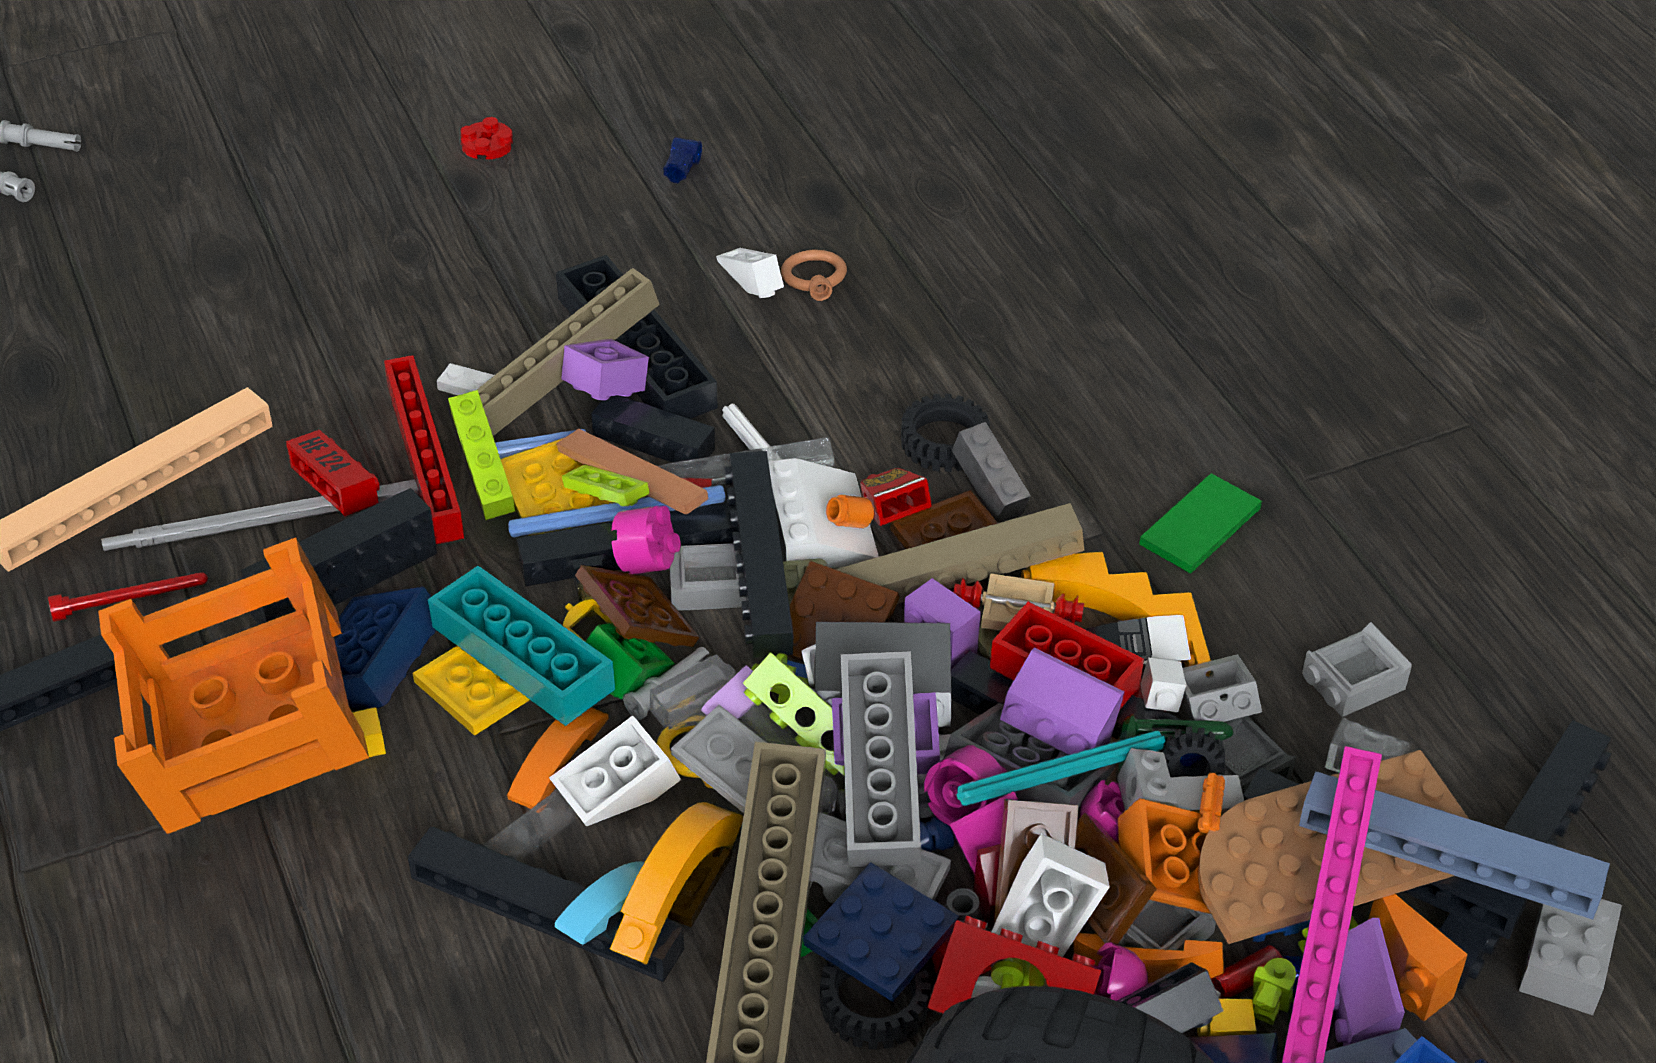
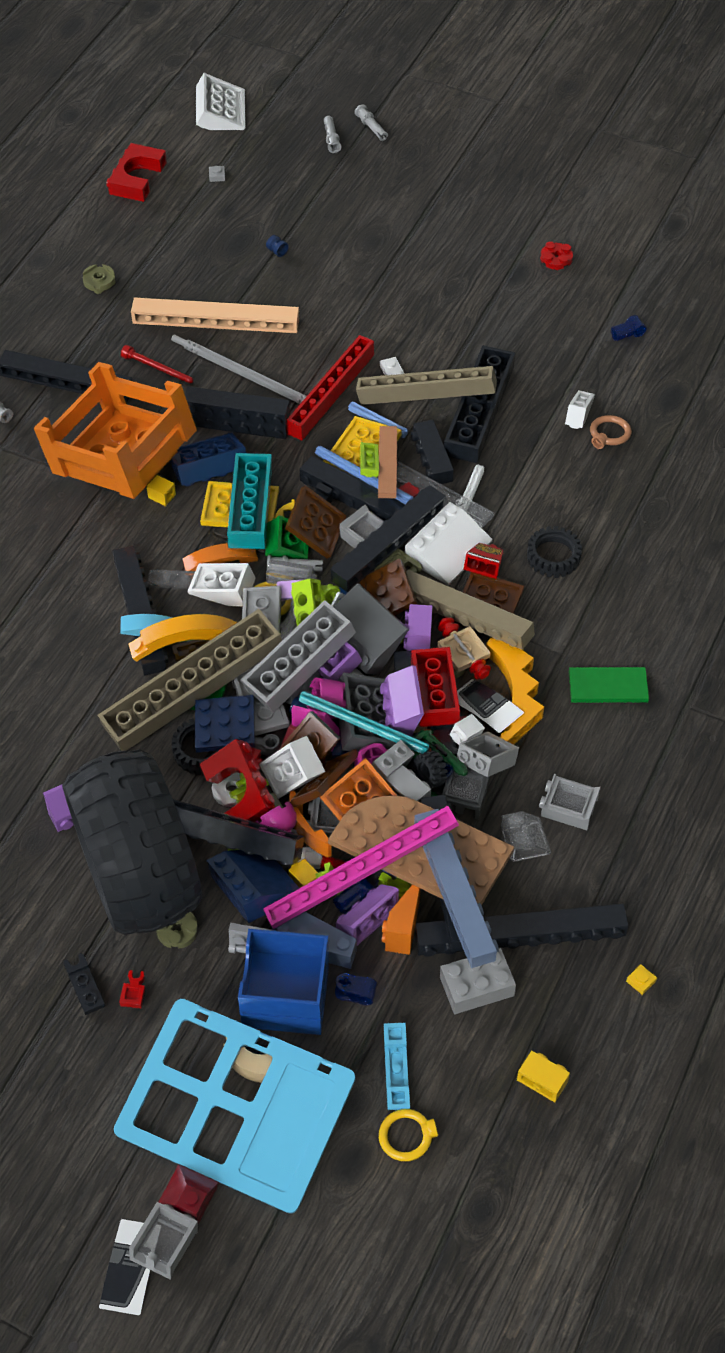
camera: 50 degrees right, 10 degrees up
(104, 343) = (277, 245): none -> dark blue wheel
(333, 472) = (283, 371): red brick -> none
(481, 455) = (342, 407): lime brick -> none
(604, 368) = (436, 406): medium lavender brick -> none
(644, 540) = (346, 495): dark pink brick -> none
(850, 511) = (453, 552): orange brick -> none
(991, 472) = (538, 584): flat silver brick -> none
(1211, 803) = (398, 788): orange axle -> none

